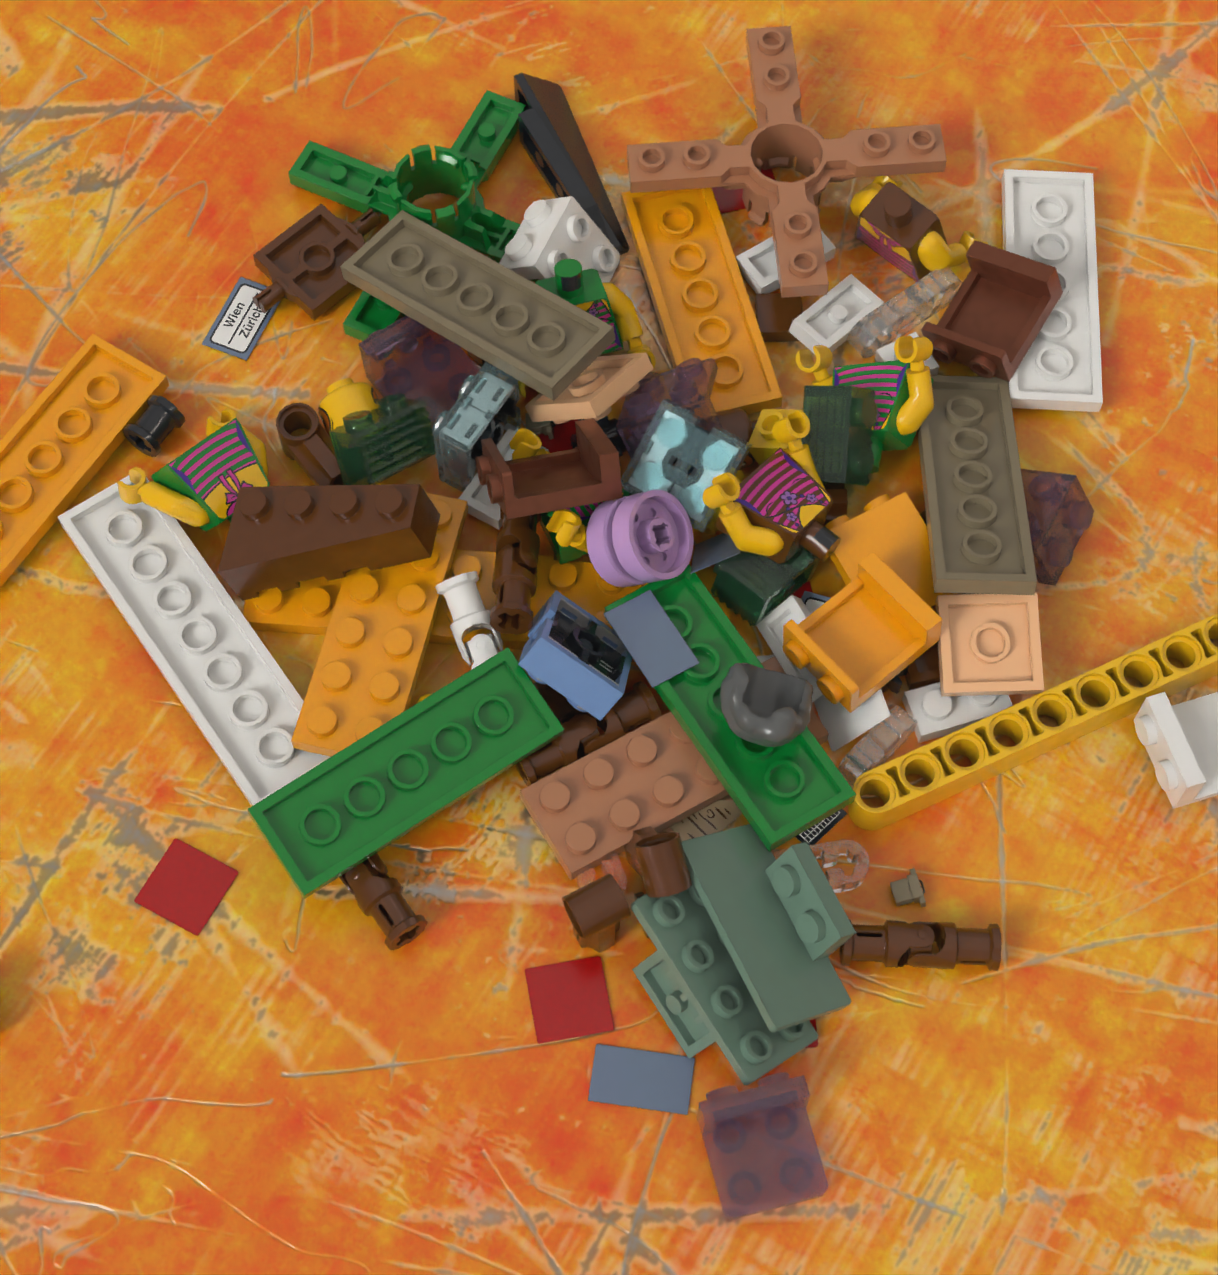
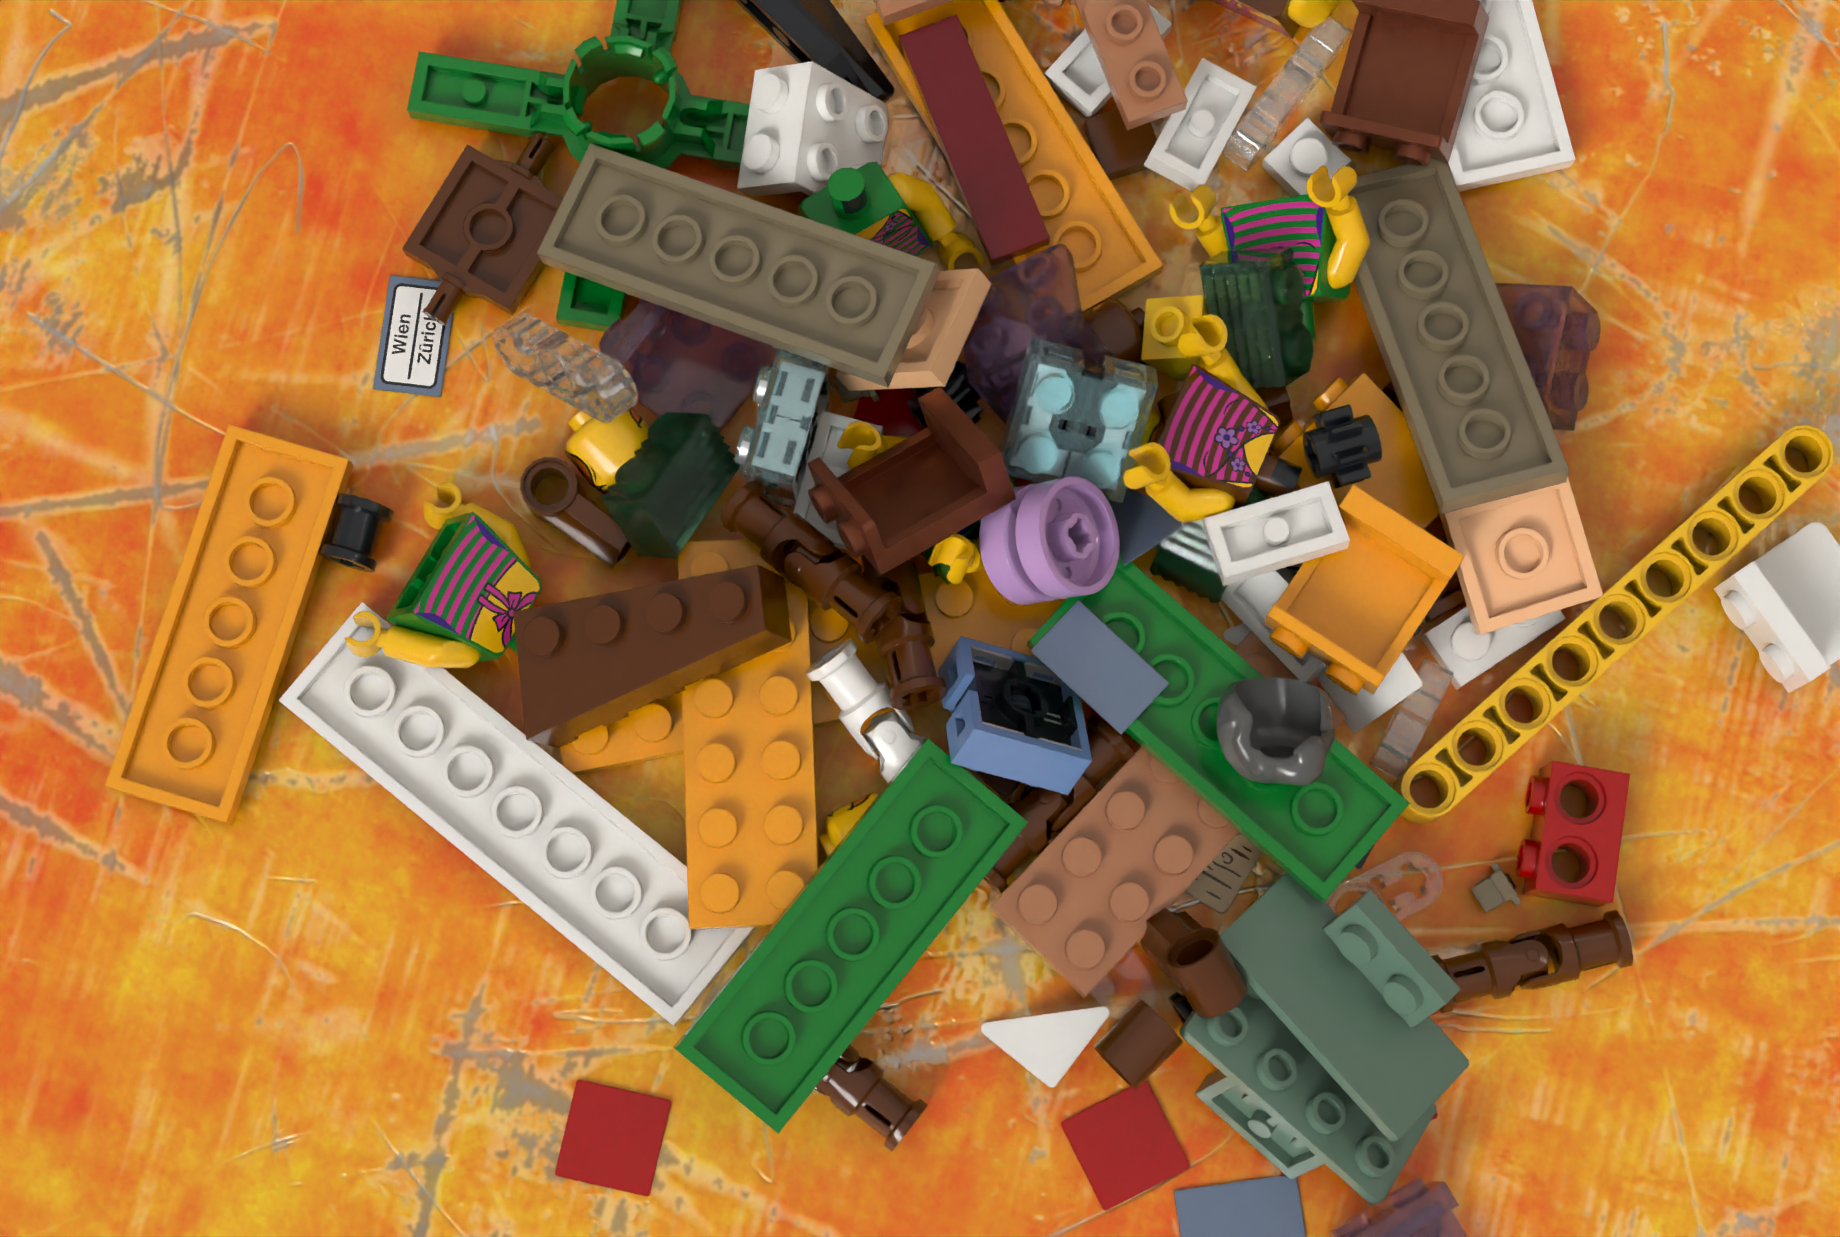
camera: 15 degrees left, 15 degrees up
(336, 350) = (565, 367): none -> clear beam
(463, 507) = (811, 561): none -> reddish brown piece
(530, 903) = (1047, 1041): none -> white sticker
(672, 282) = (974, 140): none -> dark red tile
(807, 573) = (1276, 533): none -> white plate
(873, 528) = (1342, 446): none -> black gear
(985, 863) = (1592, 839): none -> red brick

